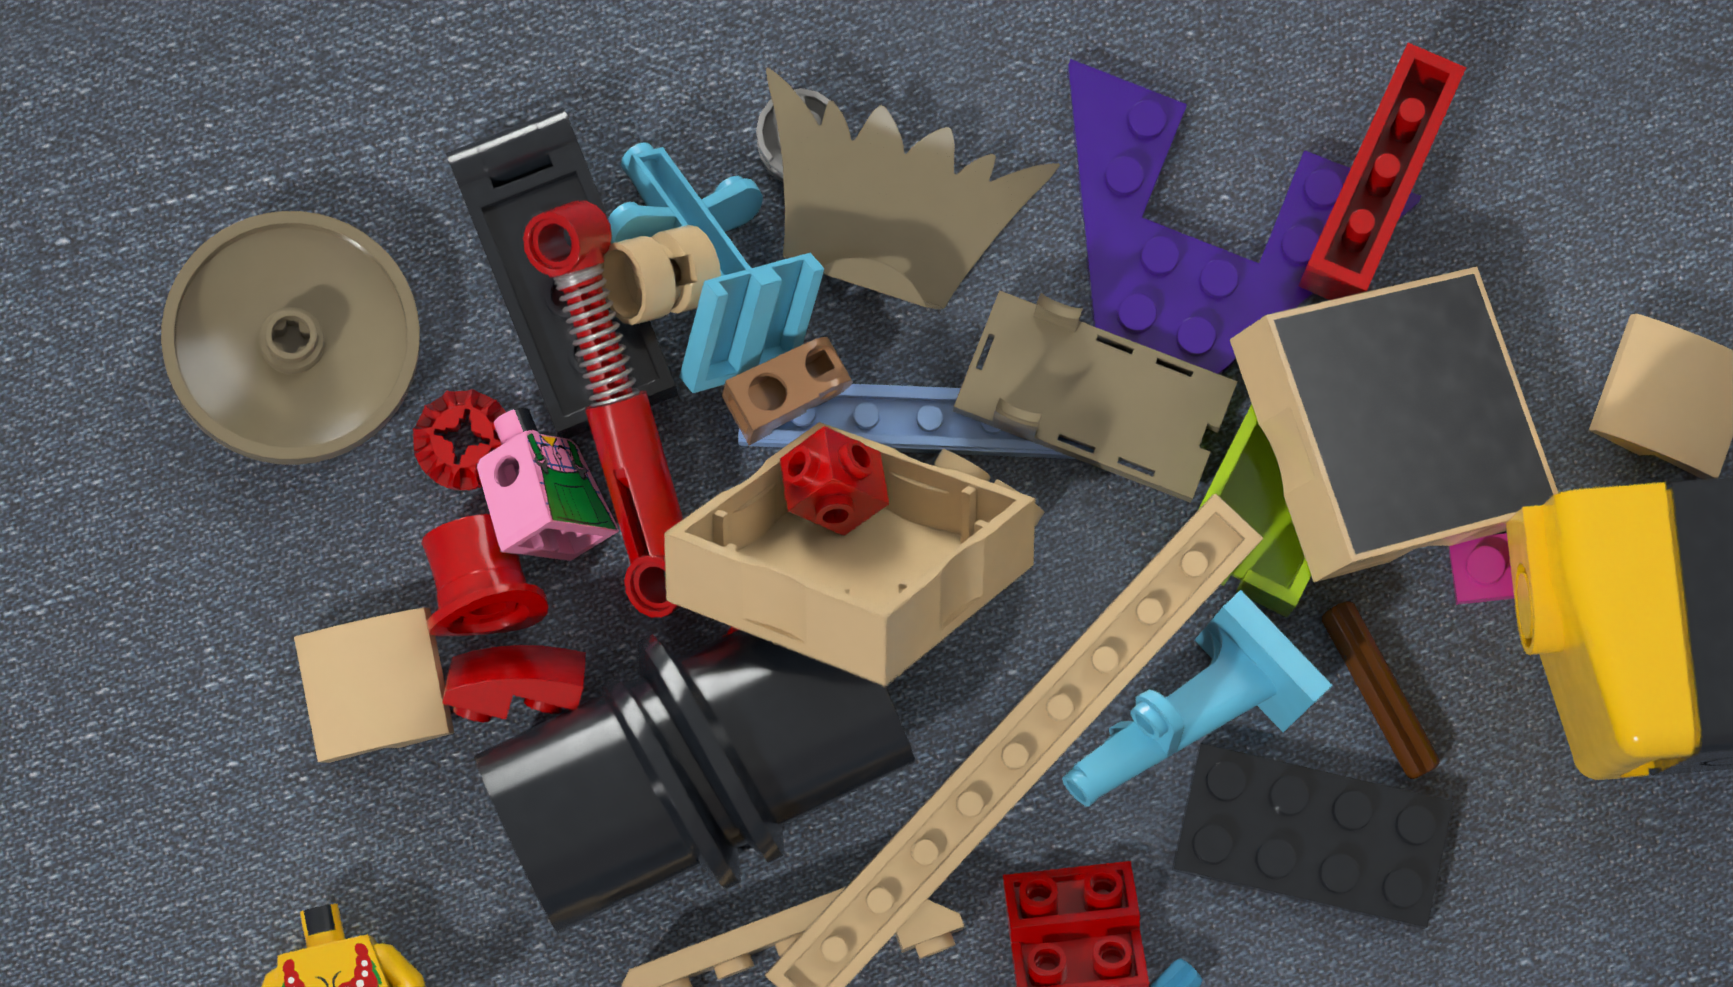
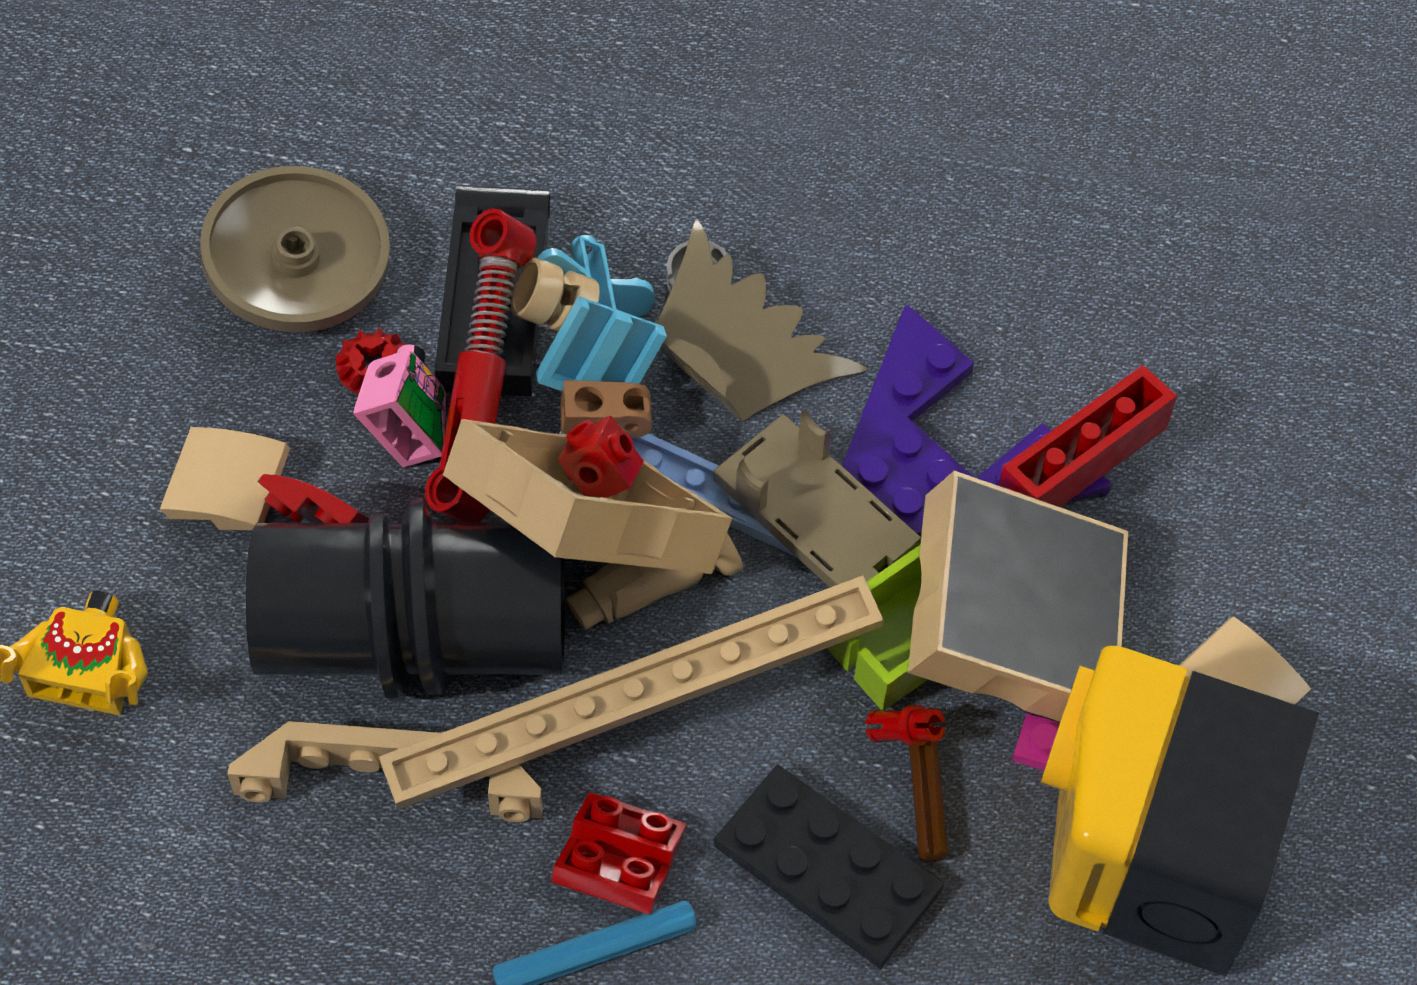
camera: 25 degrees right, 20 degrees down
(477, 582) = (329, 443): red piece -> none
(1248, 669) = (833, 716): medium azure piece -> none
(1335, 631) = (910, 725): none -> red pin

